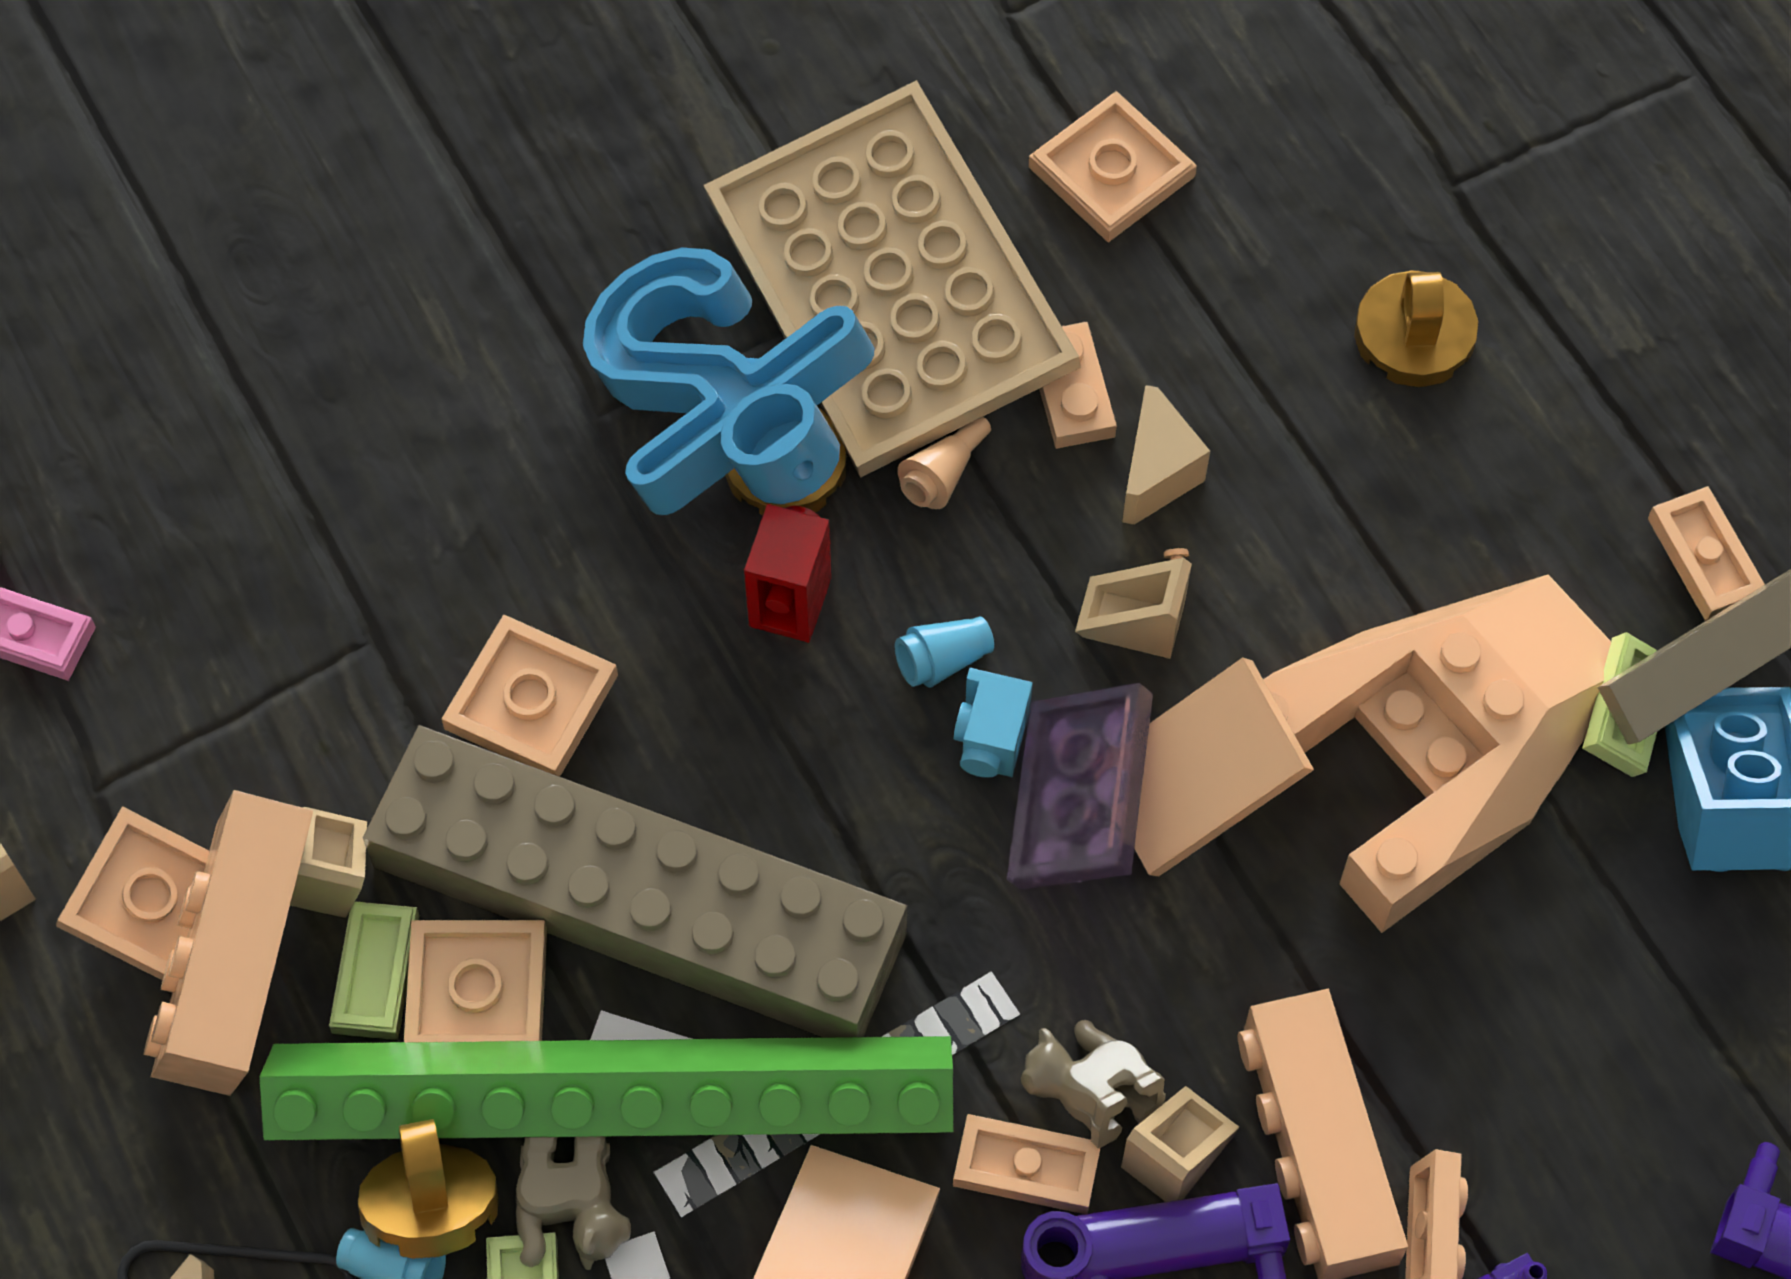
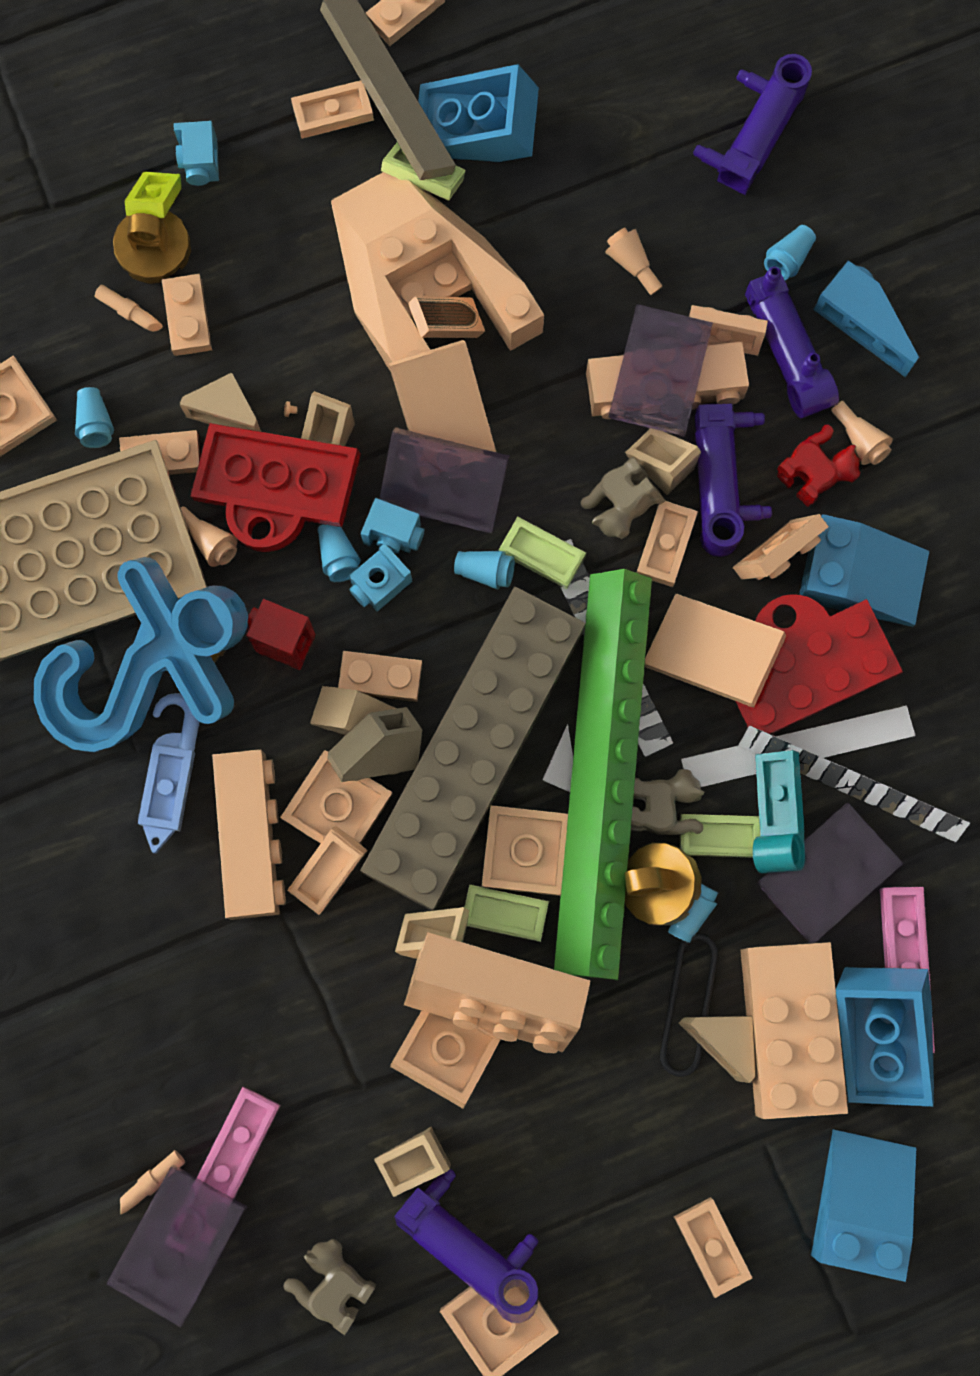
camera: 85 degrees left, 15 degrees up
(425, 691) = (327, 870): none -> light nougat tile
(473, 573) = (246, 834): none -> light nougat brick
(543, 456) = (168, 776): none -> light blue plate
(621, 731) = (378, 746): none -> dark tan slope
(677, 711) = (343, 709): none -> tan slope
(748, 741) = (381, 675): none -> light nougat plate
(910, 734) = (395, 579): none -> medium azure brick
(946, 878) = (486, 567): none -> medium azure cone
(985, 966) = (542, 552): none -> yellowish green tile
(1040, 540) = (274, 482): none -> red plate
(1111, 281) = (92, 419): none -> medium azure cone
(1303, 308) = (127, 308): none -> light nougat piece
(1308, 391) = (186, 315): none -> light nougat plate
(1326, 1105) = (660, 370): none -> clear purple plate
(1366, 760) = (446, 317): none -> tile
(1490, 308) = (153, 194): none -> neon yellow plate
(1549, 1052) = (630, 254): none -> light nougat cone
(1582, 367) = (197, 151): none -> medium azure brick

